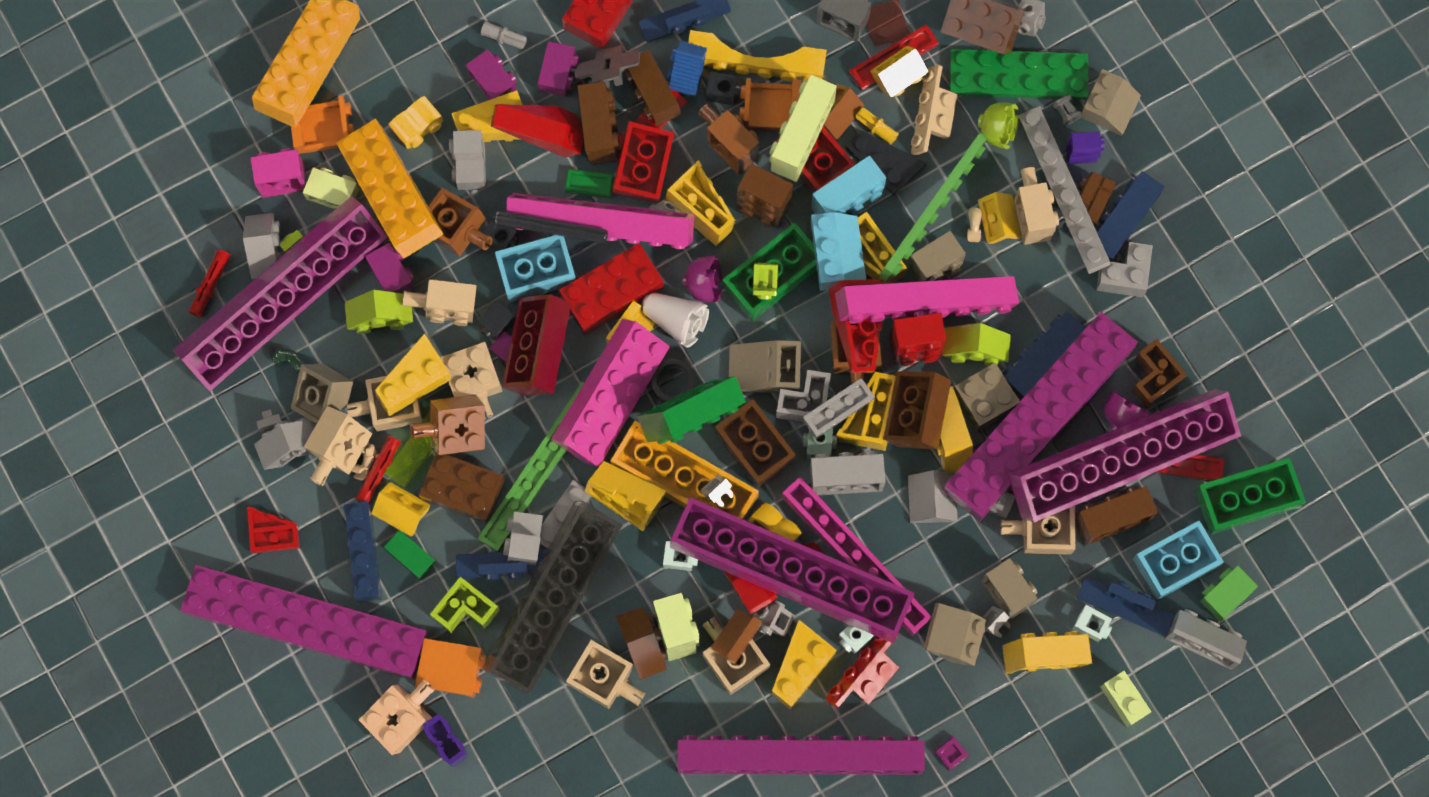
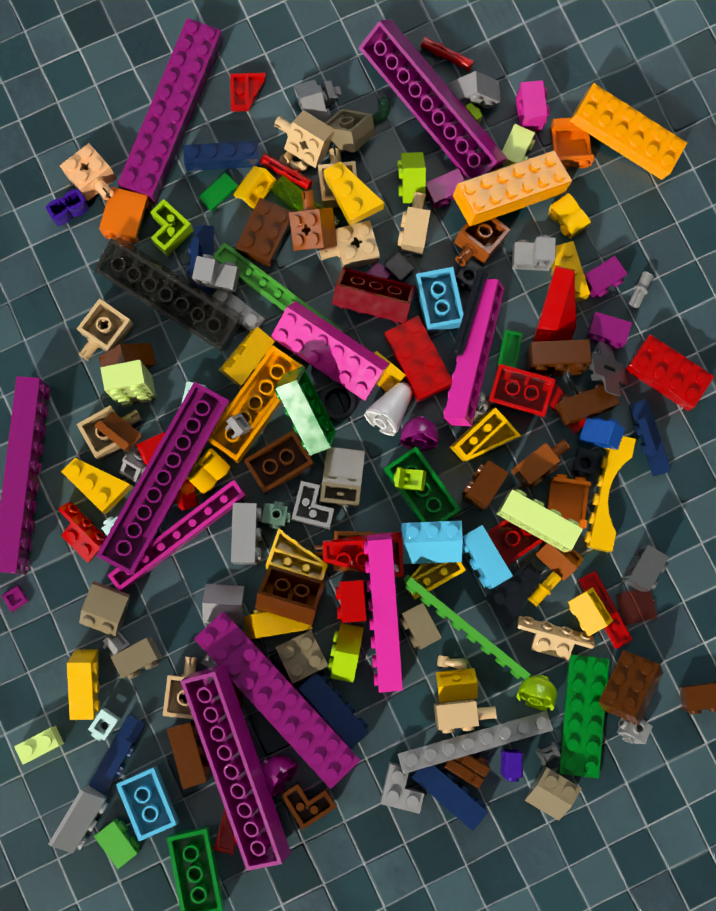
camera: 90 degrees right, 5 degrees up
(838, 408) = (297, 530): light grey plate -> none

